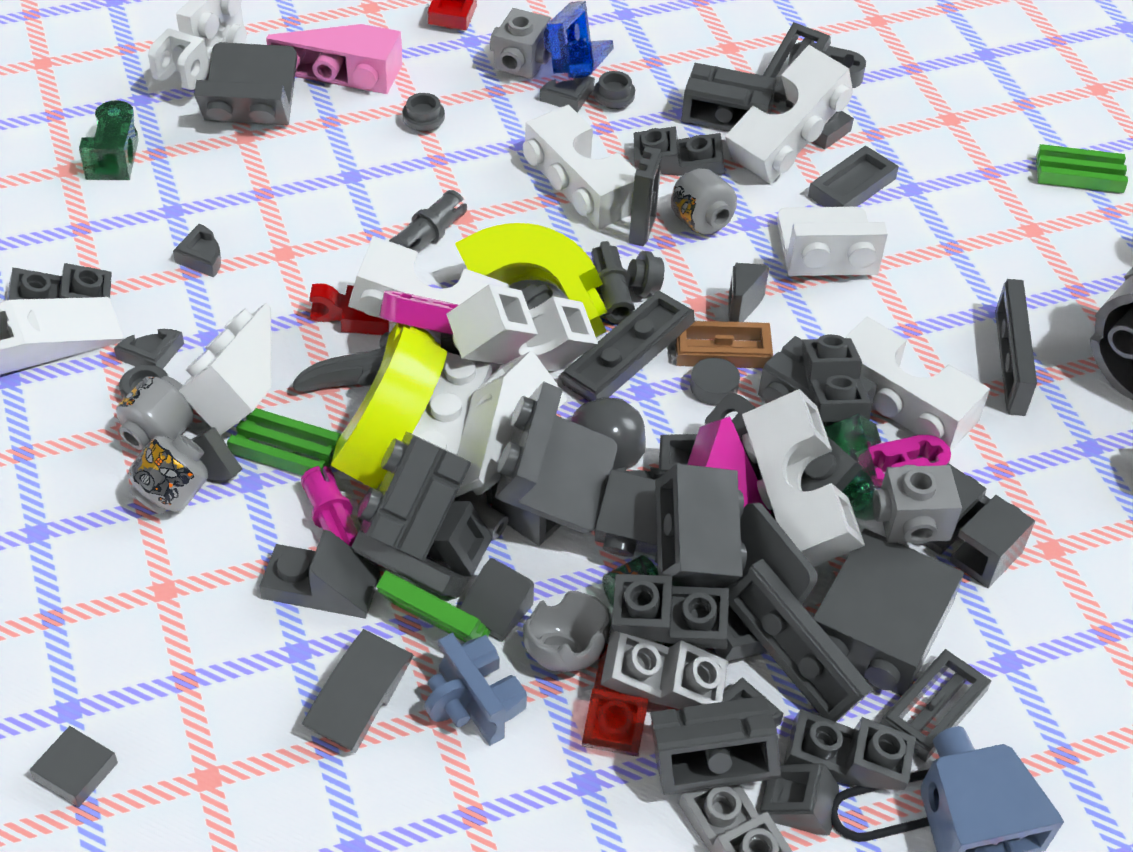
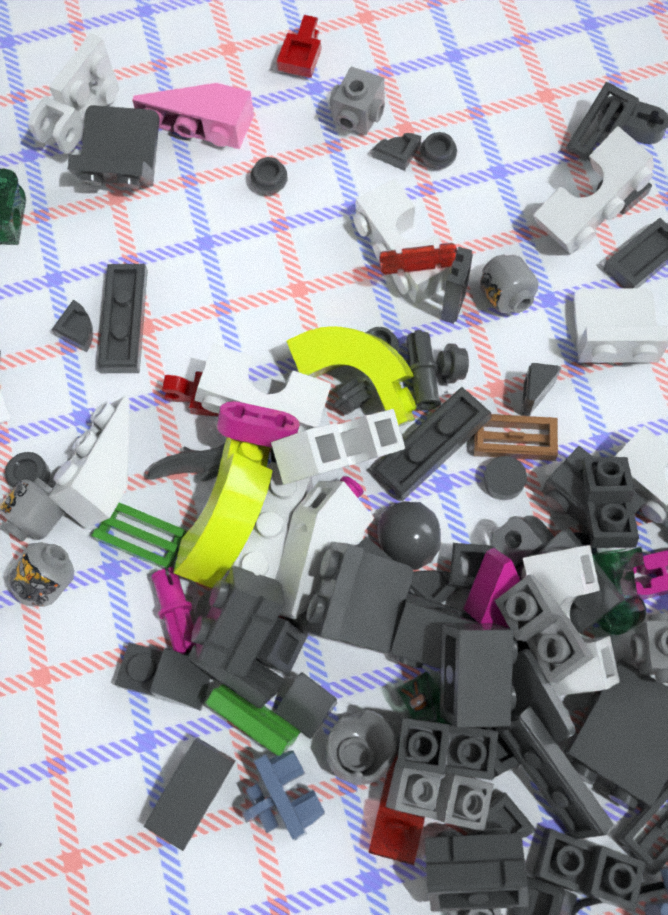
camera: 10 degrees right, 20 degrees up
(150, 349) = (32, 432): dark grey tile -> none
(217, 456) = (79, 550): dark grey tile -> none
(257, 243) = (123, 318): none -> dark grey tile
(431, 223) = (267, 304): dark grey pin -> none
(570, 42) = (402, 103): clear blue bracket -> none
(597, 168) = (417, 258): none -> clear red axle
(681, 154) = (488, 224): dark grey slope -> none
(722, 96) = (539, 163): dark grey brick -> none
(772, 478) = (544, 627): none -> light grey slope

